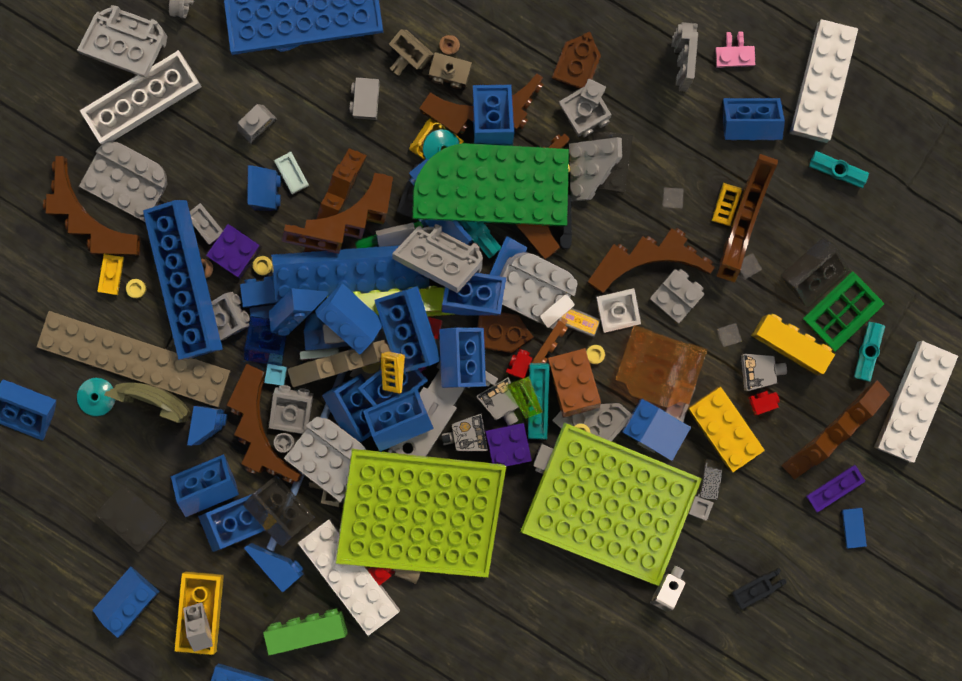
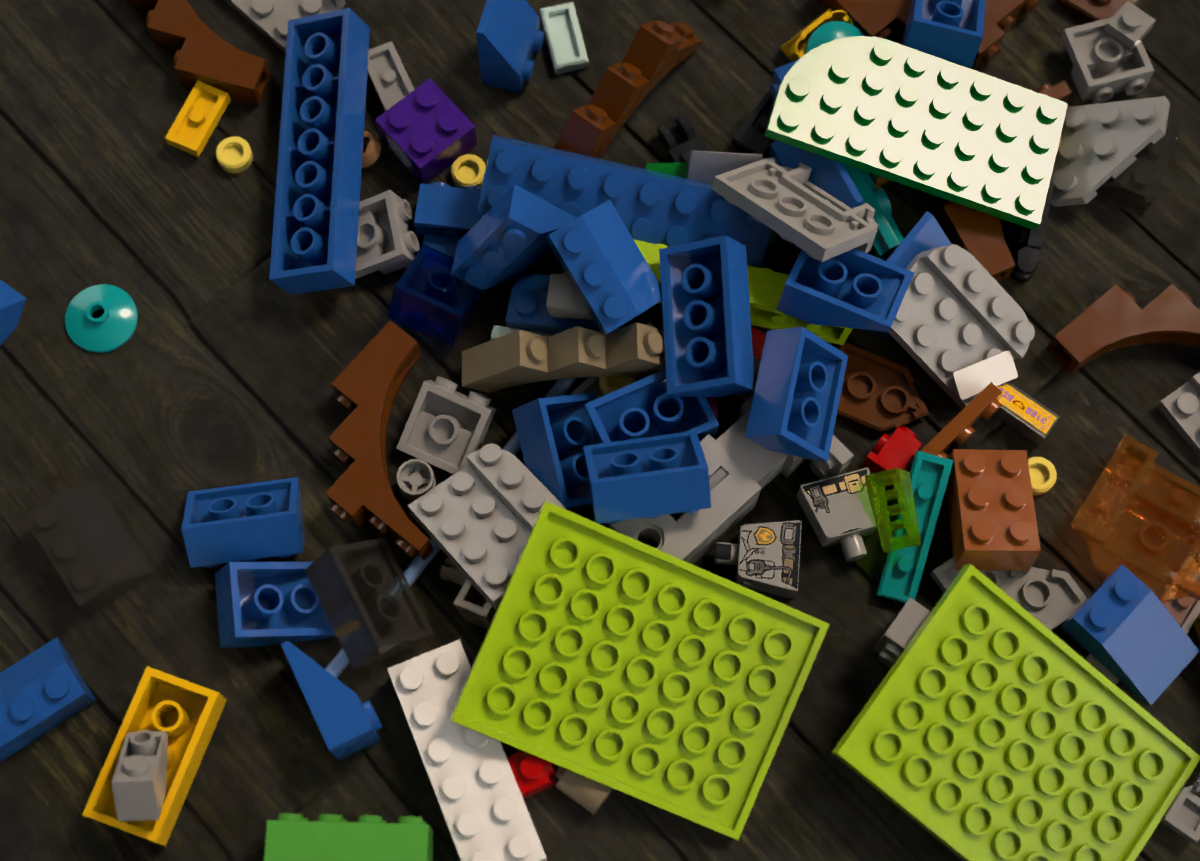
camera: 10 degrees right, 15 degrees down
(133, 359) = (192, 271): dark tan plate -> none
(171, 406) = (163, 311): olive slope -> none
(205, 423) = (280, 401): blue slope -> none
(275, 374) = (436, 358): medium azure plate -> none
(328, 232) = (611, 114): reddish brown arch -> none
(398, 365) = (670, 389): yellow slope -> none
(509, 445) = (841, 593): dark purple brick -> none
(618, 310) = (1097, 405): white slope -> none

